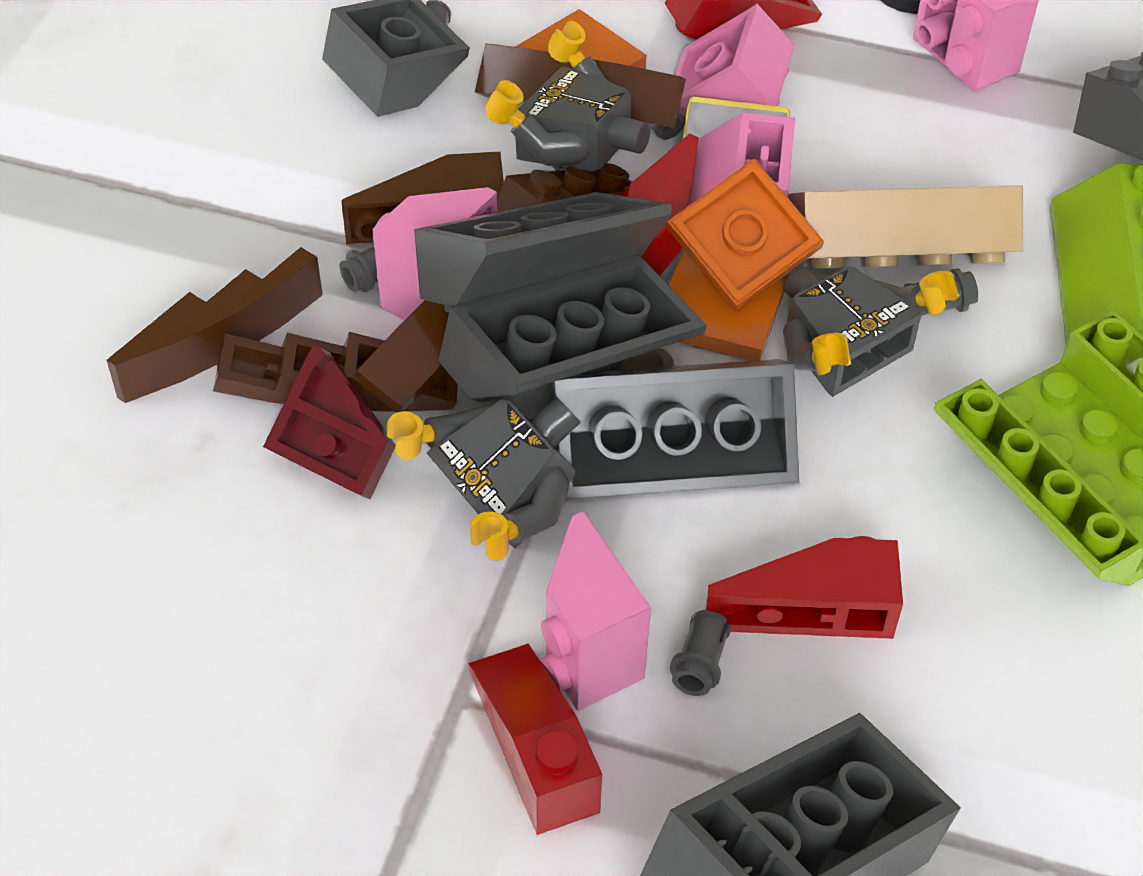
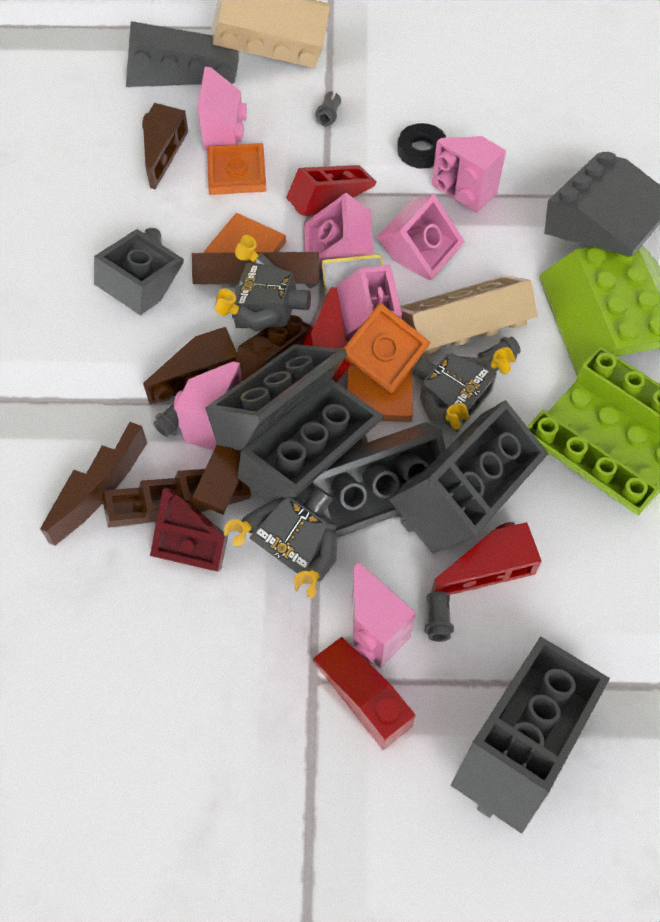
camera: 15 degrees left, 10 degrees up
(818, 447) = (469, 479): none -> dark grey hinge
(868, 101) = (421, 237): none -> bright pink slope

